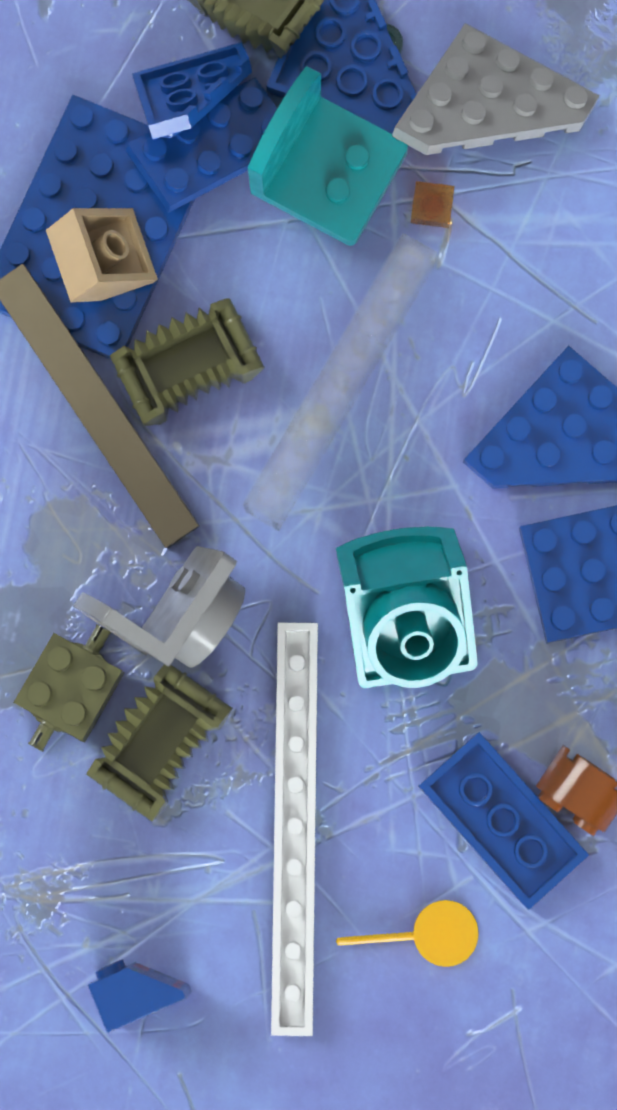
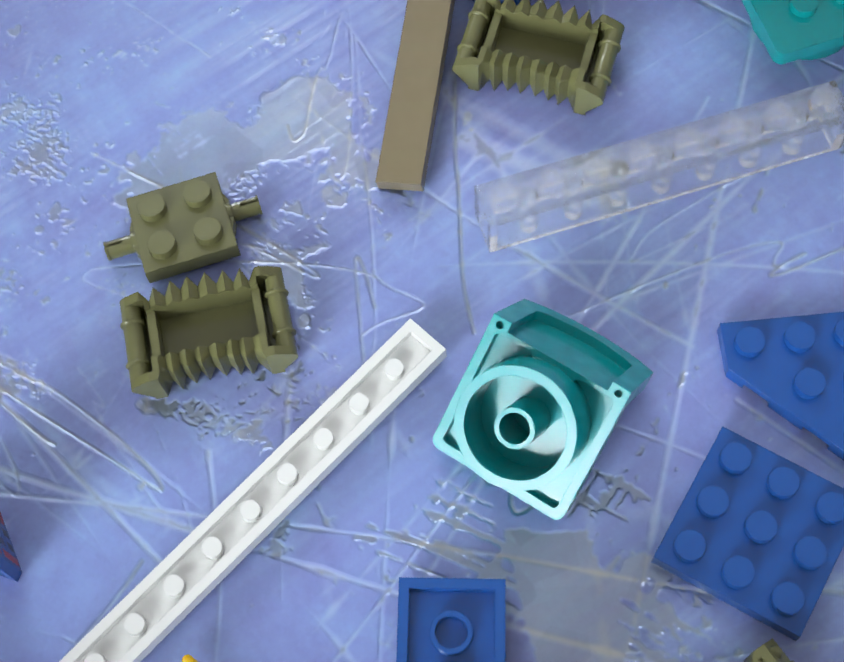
camera: 45 degrees right, 15 degrees down
(189, 615) = (331, 235): light grey piece -> none

